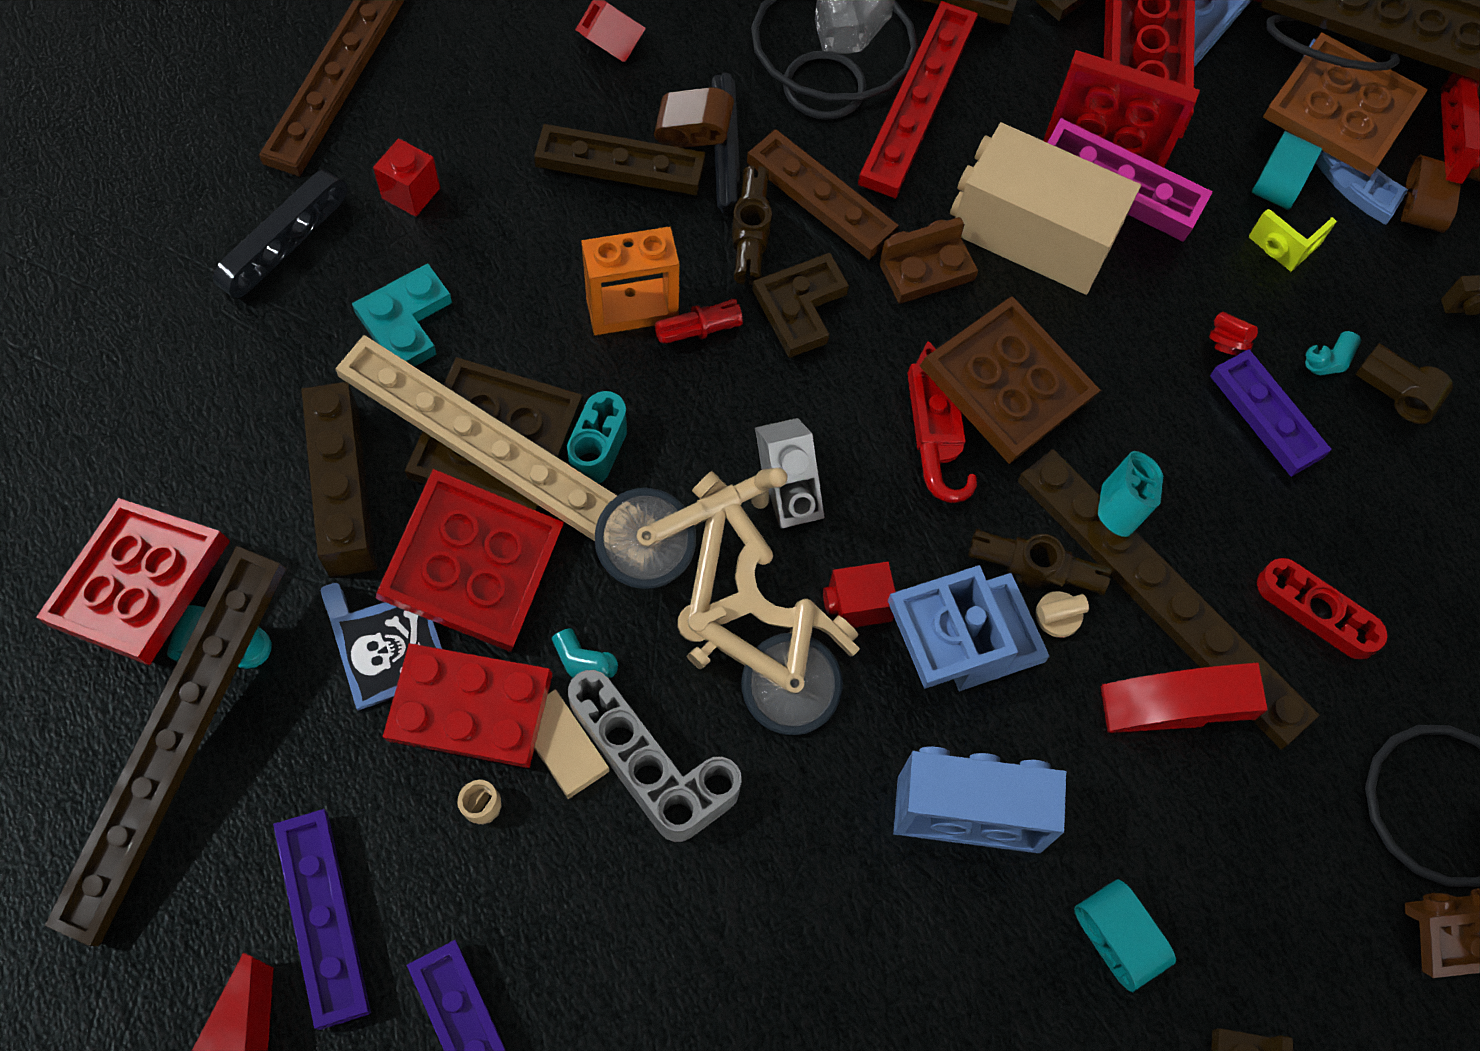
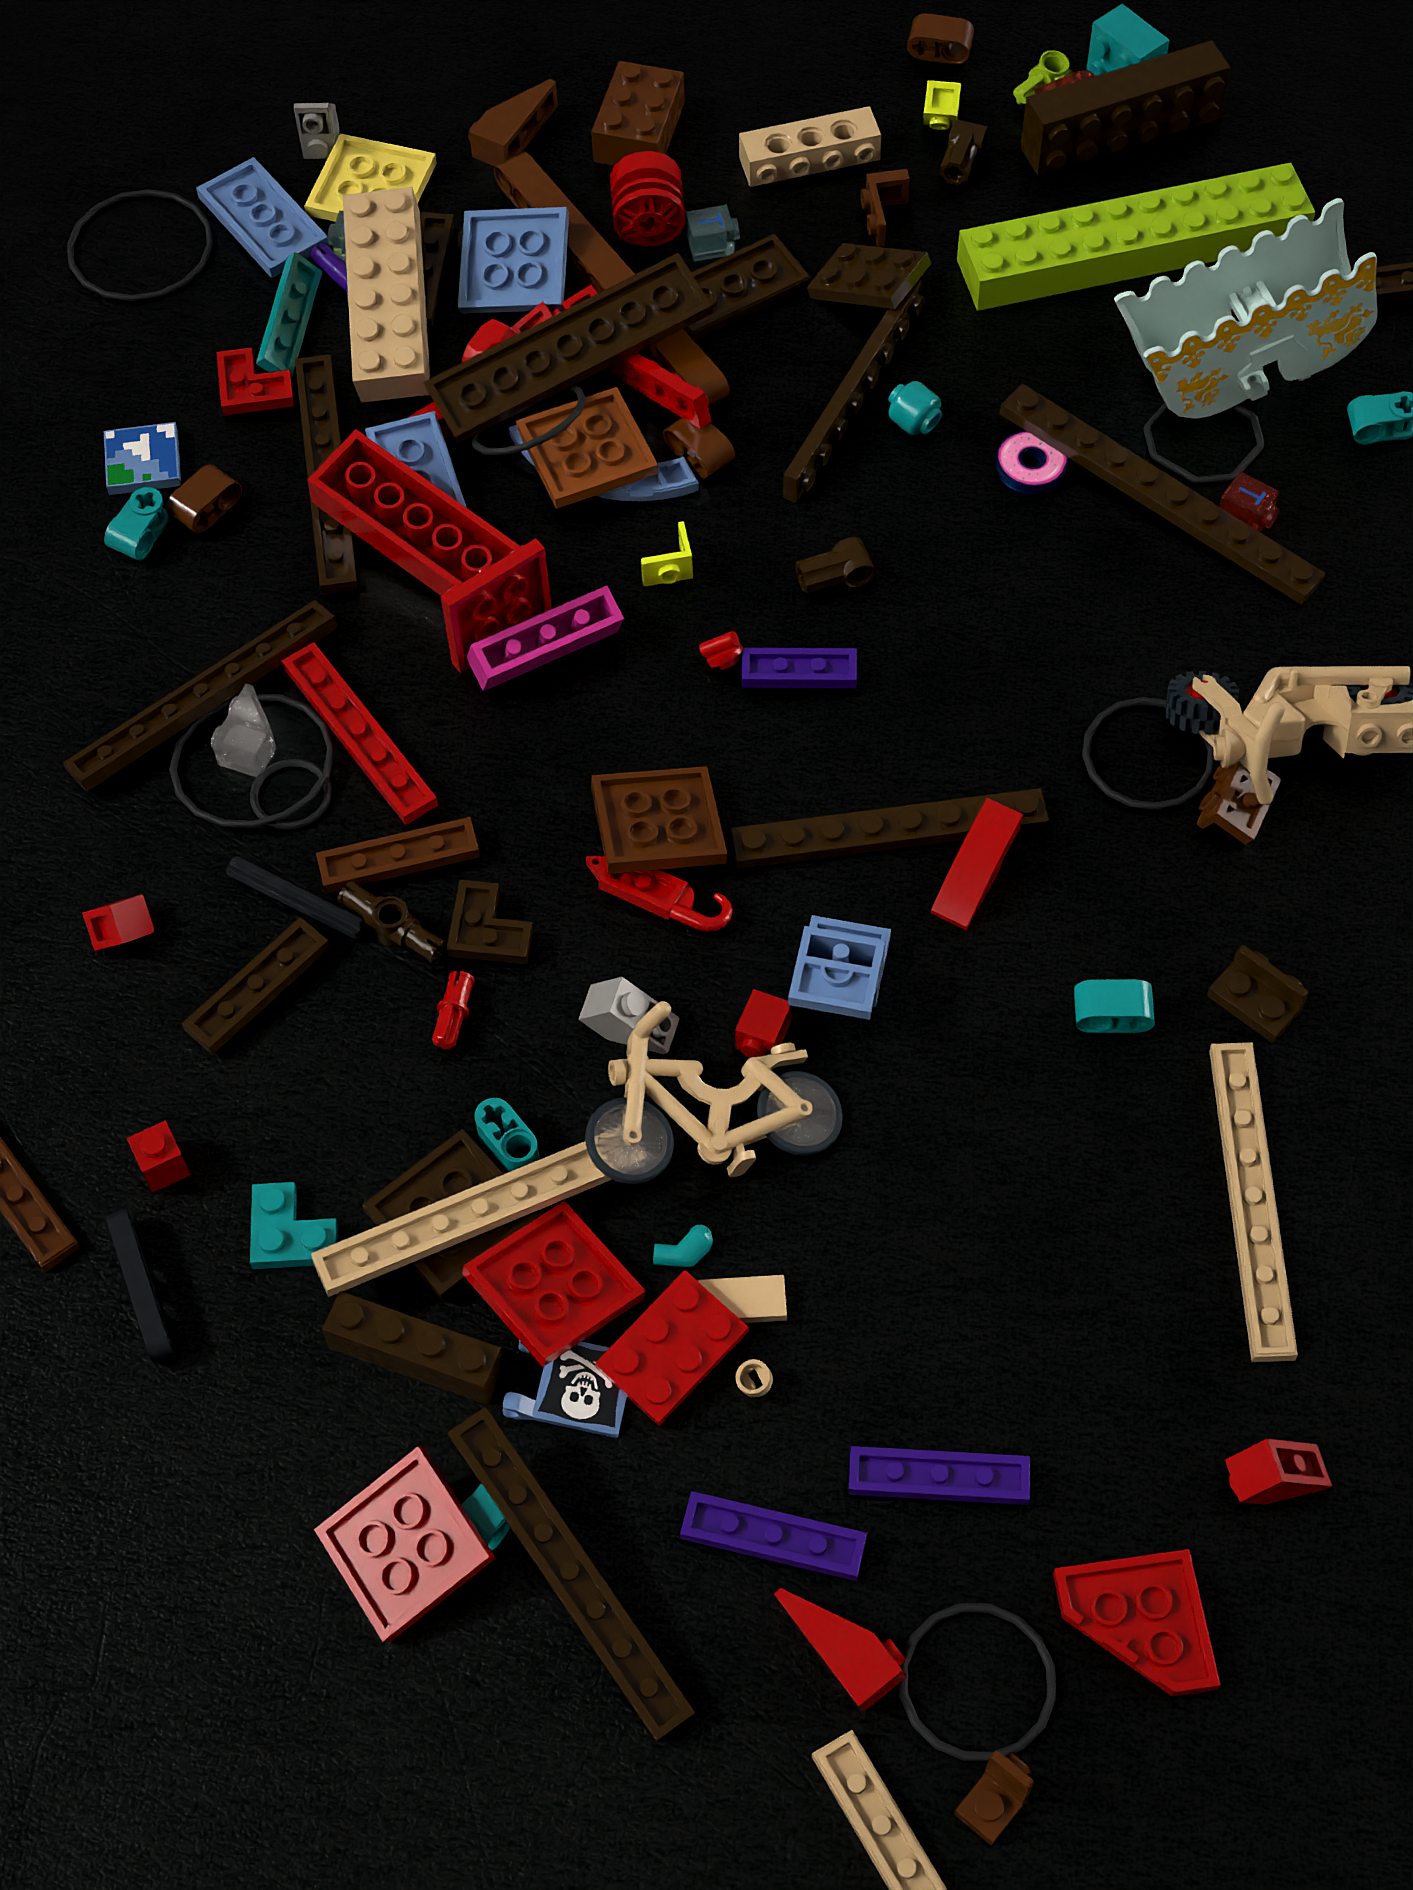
camera: 50 degrees left, 5 degrees down
(634, 303) = (396, 1038): orange window -> none
(645, 751) = (787, 1239): light grey beam -> none
(694, 118) = (262, 906): reddish brown beam -> none
(927, 260) = (512, 817): reddish brown bracket -> none
(980, 800) = (969, 1036): medium blue brick -> none
(1042, 206) = (533, 707): tan brick -> none
(1061, 564) = (803, 904): dark brown pin -> none
(1061, 613) = (861, 902): tan plate -> none
(1130, 494) = (806, 798): teal beam -> none
(1286, 170) = (611, 524): teal beam -> none
(1336, 360) = (786, 598): teal arm -> none
(1341, 606) = (975, 721): red beam -> none

